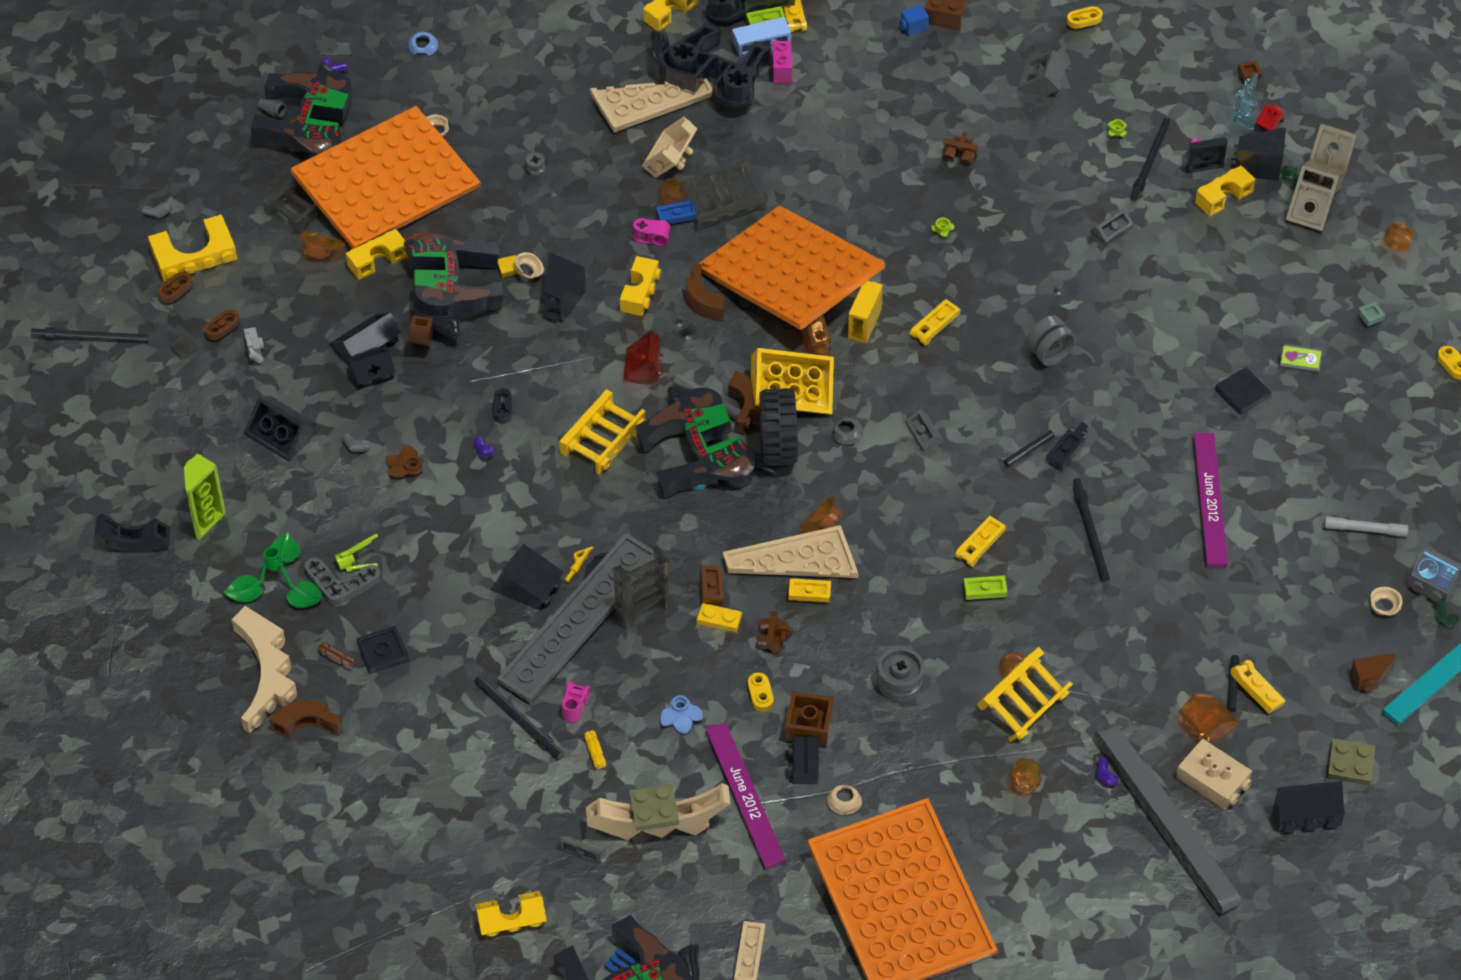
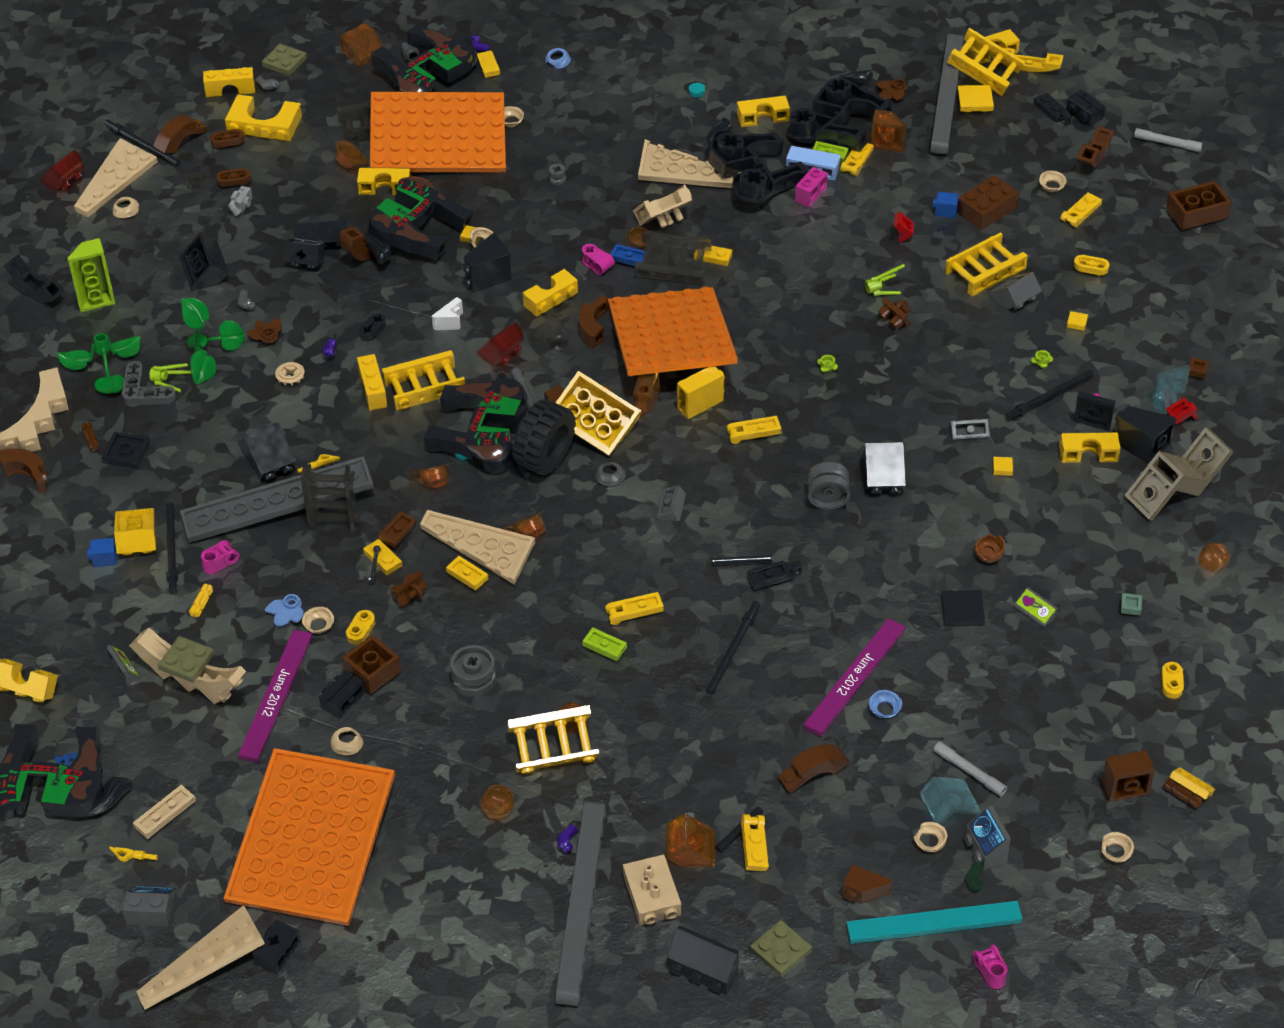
camera: 35 degrees right, 5 degrees down
(43, 406) = (64, 171): none -> clear red brick
(95, 378) = (118, 170): none -> tan wing
(108, 233) = (216, 79): none -> yellow arch
(122, 308) = (176, 131): none -> reddish brown arch
(143, 417) = (128, 211): none -> tan piece
(149, 176) = (284, 59): none -> olive plate
(218, 122) = (360, 43): none -> clear orange slope
(354, 480) = (231, 335): none -> green plant
(362, 83) = (488, 64): none -> yellow tile
(463, 486) = (290, 368): none -> tan gear
(463, 756) = (102, 552): none -> blue brick
(473, 719) = (135, 531): none -> yellow slope
(568, 359) = (449, 316): none -> white slope
(570, 466) = (372, 382): none -> yellow arch
(586, 13) = (696, 90): none -> teal tile
(696, 517) = (434, 476): none -> clear orange piece
(719, 698) = (318, 613): none -> tan piece
(729, 643) = (372, 580): none -> black hinge
(758, 172) = (717, 256): none -> yellow plate
(899, 61) = (904, 226): none -> red bracket
(919, 129) = (875, 283): none -> lime plant
(1010, 72) = (991, 276): none -> yellow fence
(1078, 299) = (884, 467): none -> slope
(1115, 77) = (1077, 321): none -> yellow tile
(1167, 245) = (1003, 466): none -> yellow tile
(1224, 325) = (990, 548): none -> dark orange hair
(1247, 596) = (811, 763): none -> reddish brown arch
(1255, 502) = (885, 696): none -> medium blue piece
(1373, 562) = (946, 797): none -> clear light blue bracket

